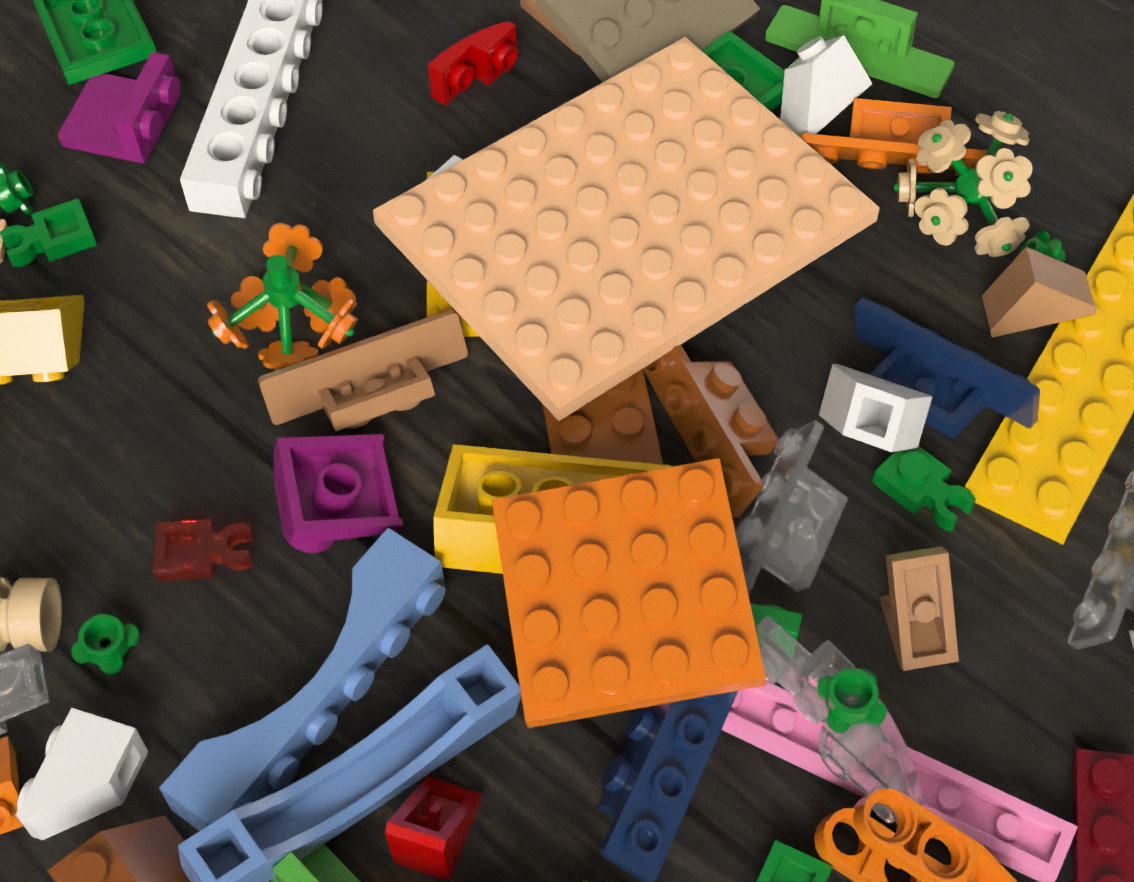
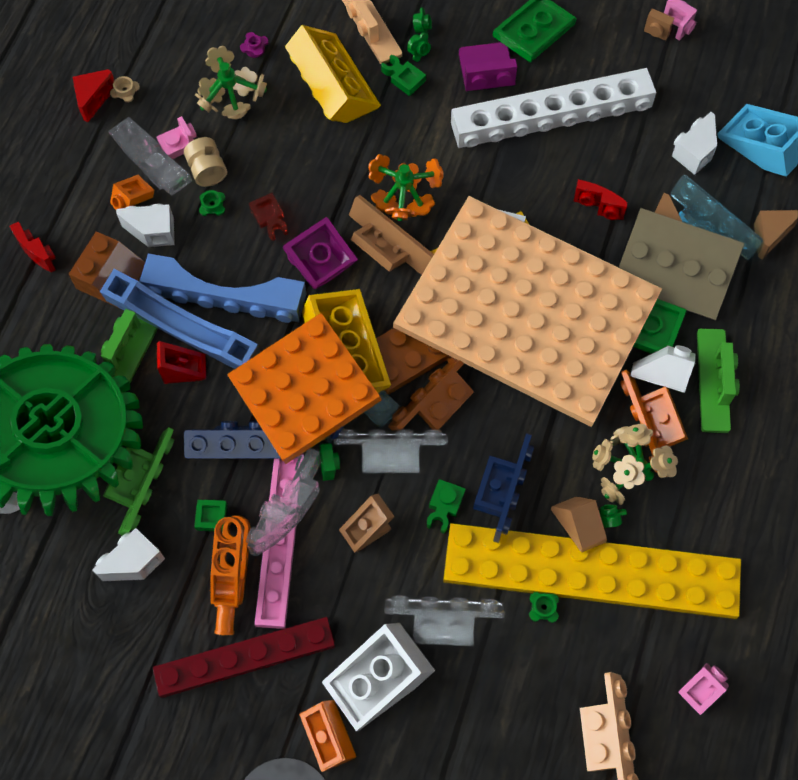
camera: 65 degrees right, 10 degrees up
(856, 683) = (277, 497): green plate -> none
(874, 409) = (464, 465): white slope -> none

